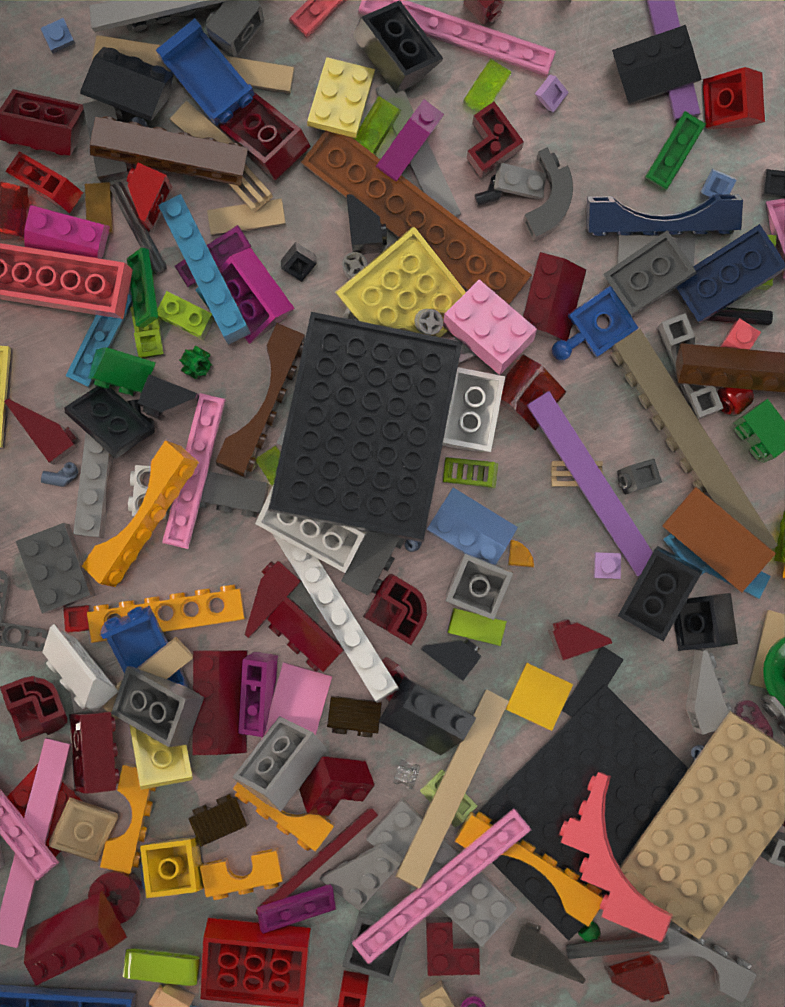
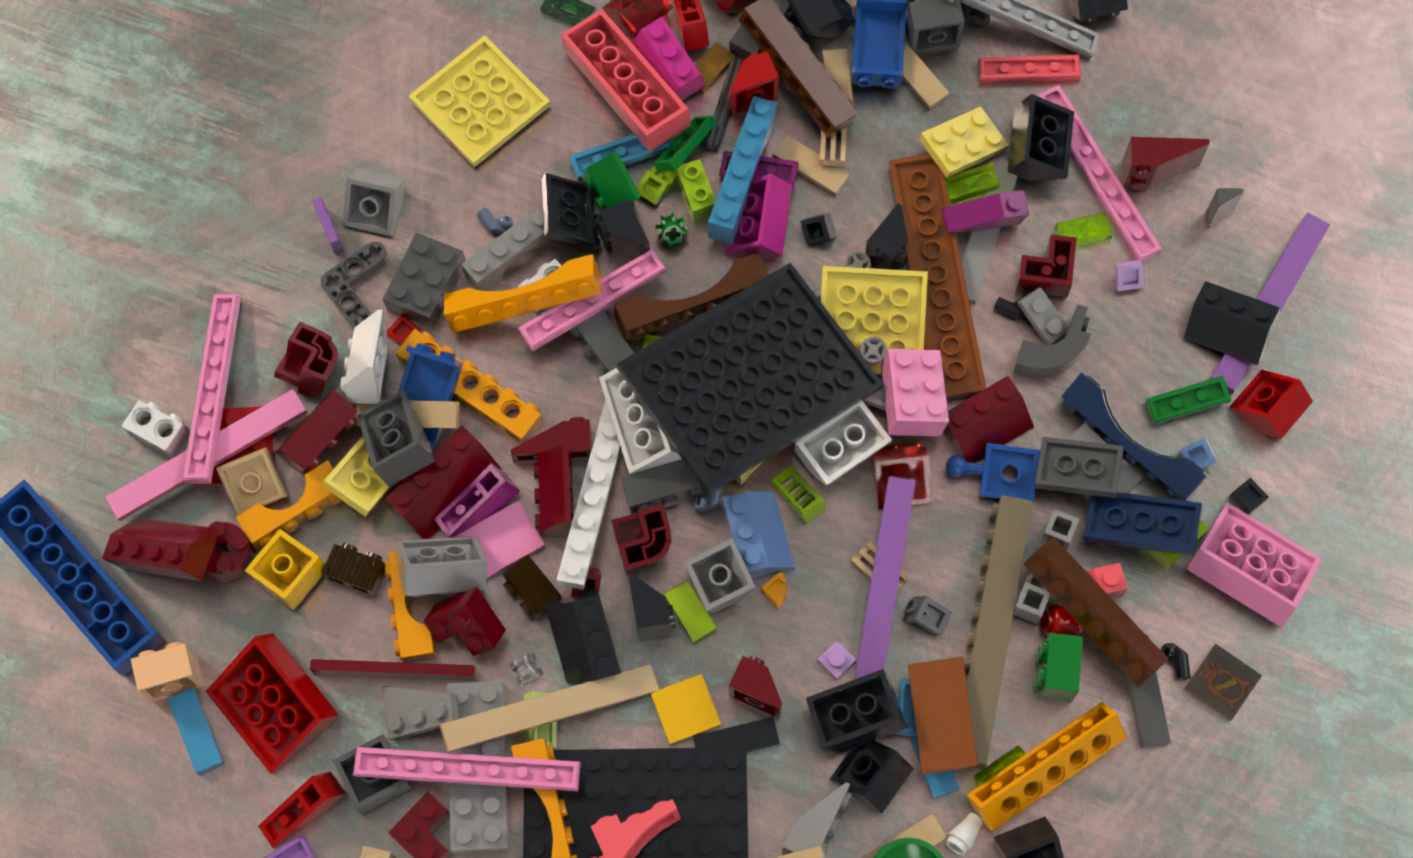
camera: 45 degrees right, 15 degrees down
(50, 437) = (514, 186): dark red slope -> none
(161, 967) = (202, 637): lime beam -> none
(220, 879) = (350, 639): light orange arch -> none
(269, 136) = (881, 122): dark red slope -> none
(296, 908) = (343, 688): magenta tile -> none
(750, 316) = (1131, 573): black axle -> none

